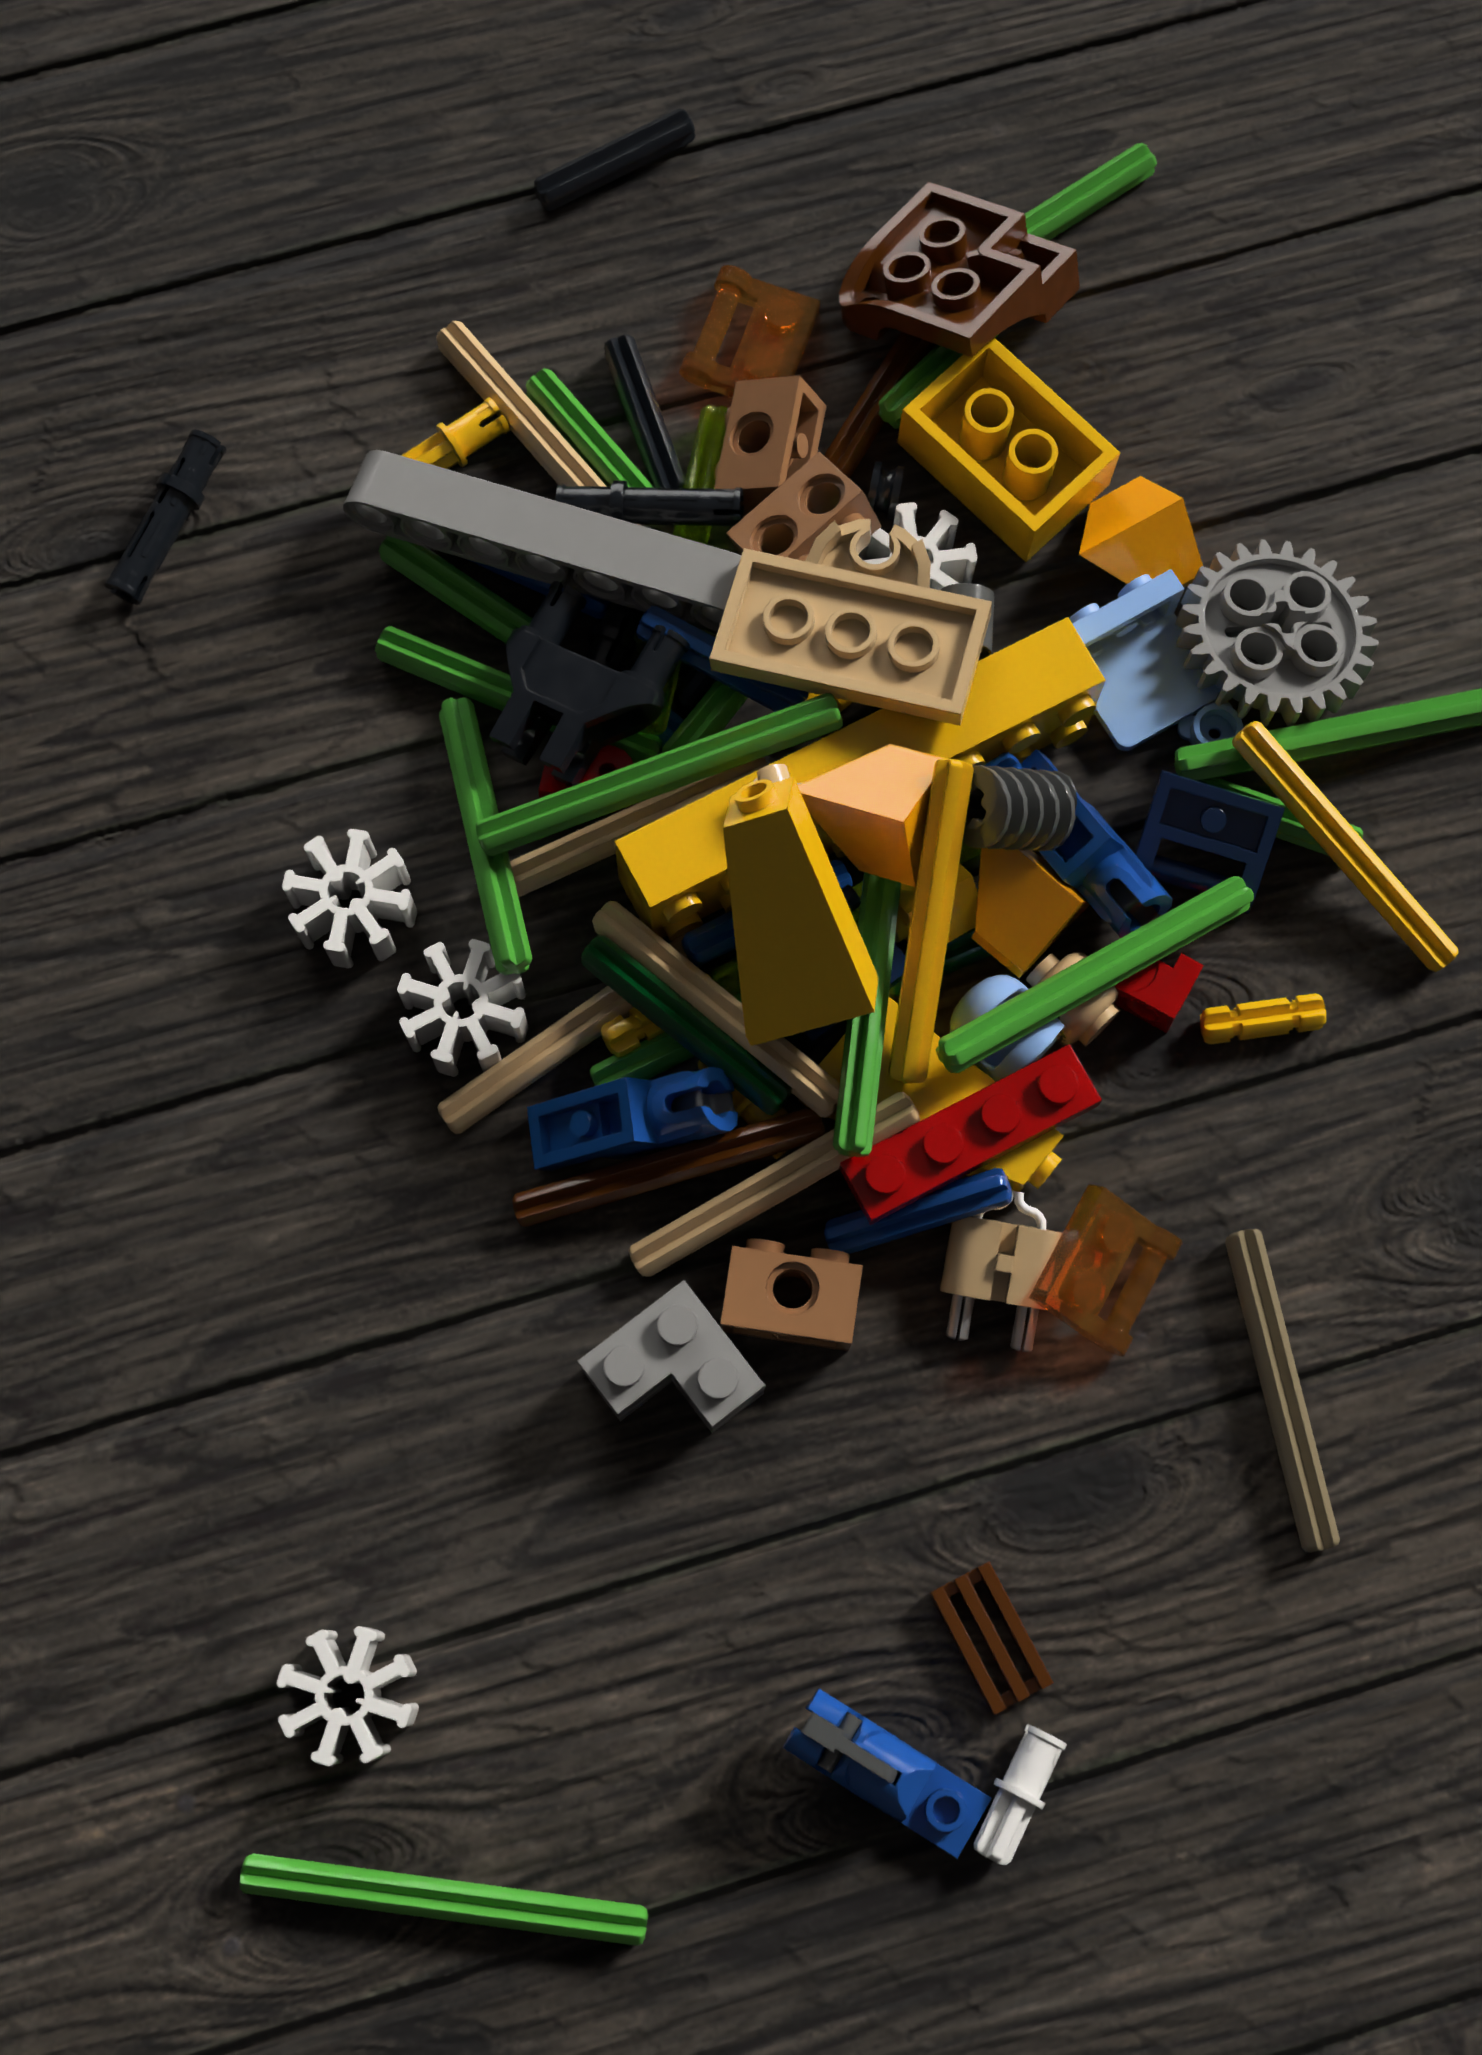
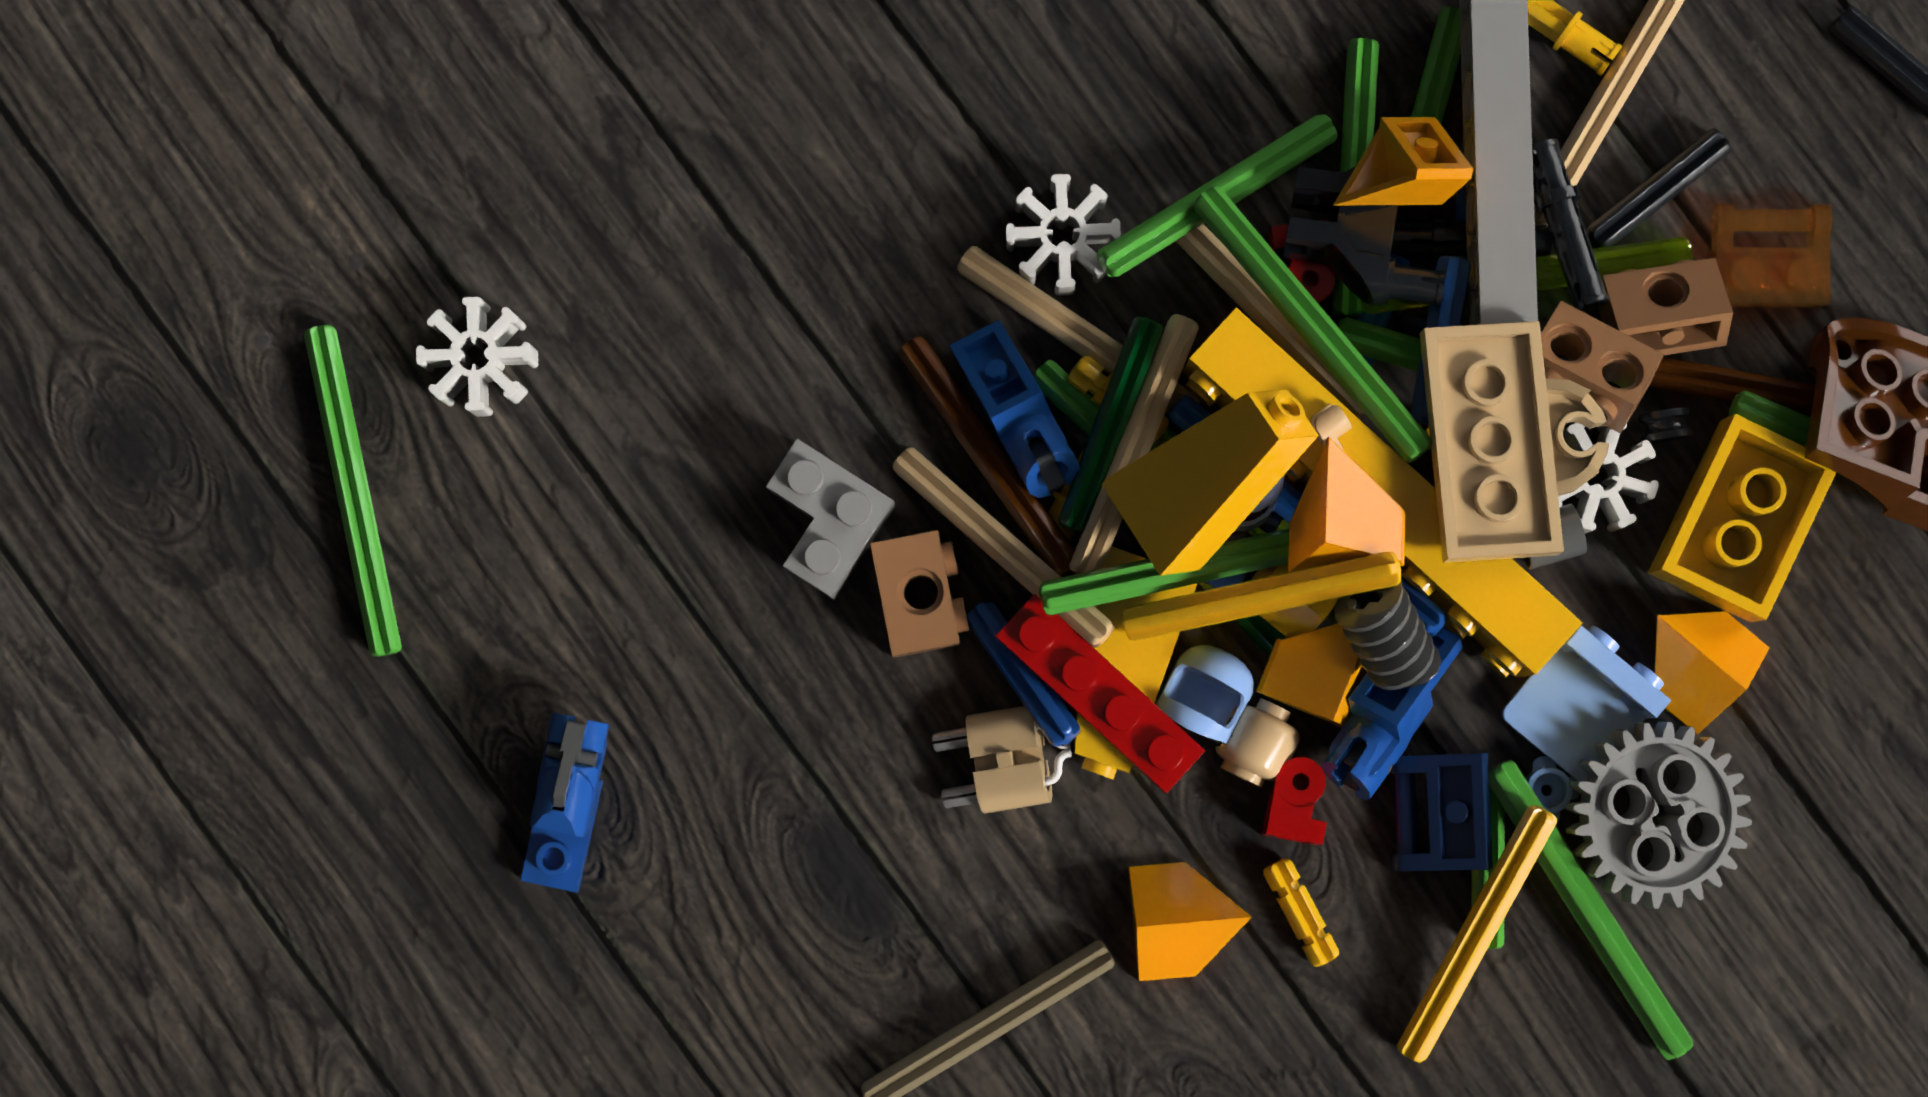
camera: 80 degrees right, 10 degrees up
(325, 910) = (1134, 91): white gear -> none
(533, 620) = (1407, 165): none -> light orange slope
(582, 430) = (1621, 145): bright green axle -> none
(1018, 1689) = (668, 886): reddish brown tile -> none
(1018, 1795) = (586, 913): white axle -> none
(1090, 1261) = (1036, 831): clear orange plate -> none
(1093, 975) = (1275, 753): bright green axle -> none
(1232, 1145) = (1179, 920): none -> light orange slope

